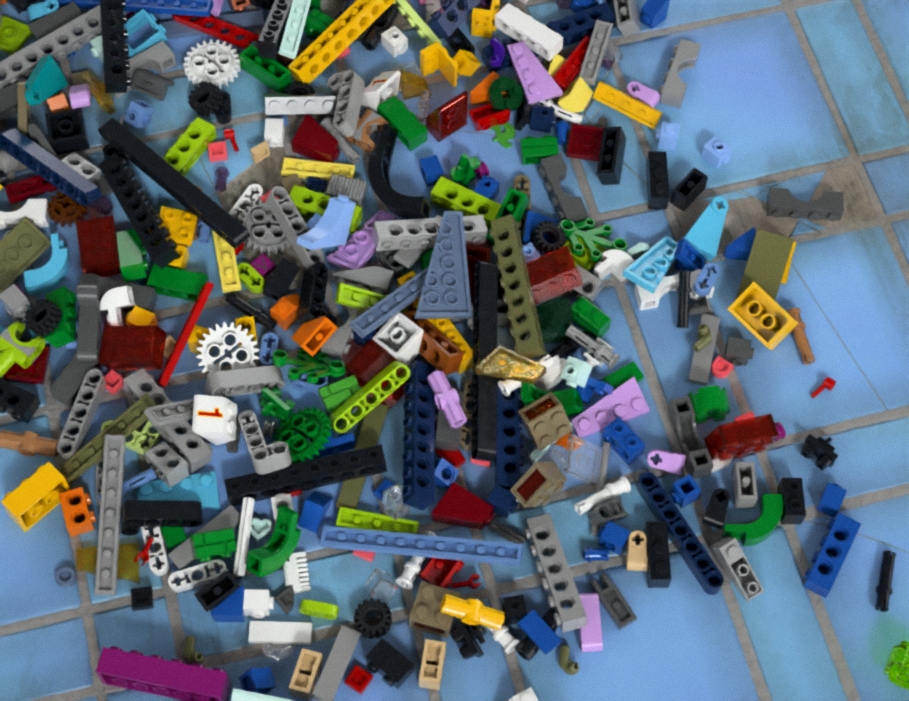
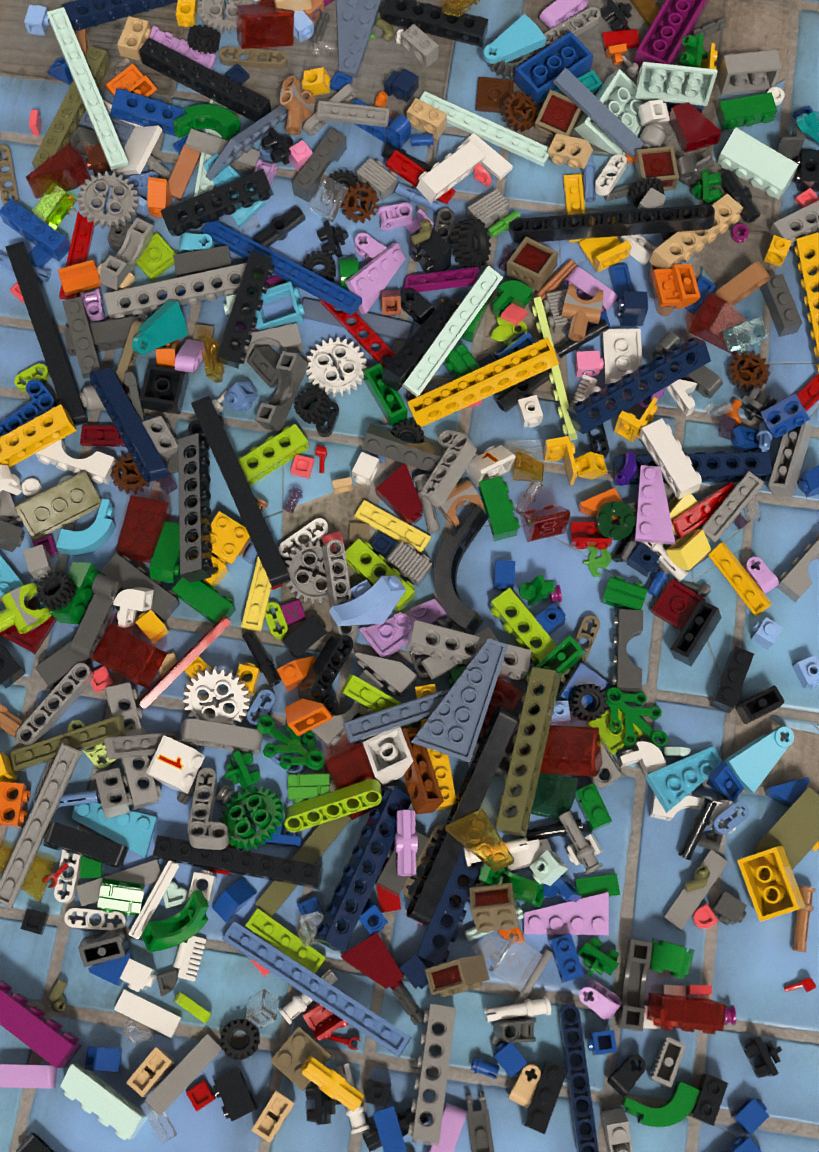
camera: 25 degrees right, 10 degrees up
(175, 78) = (290, 372): none -> dark grey arch
(650, 431) = (596, 959): none -> green hips

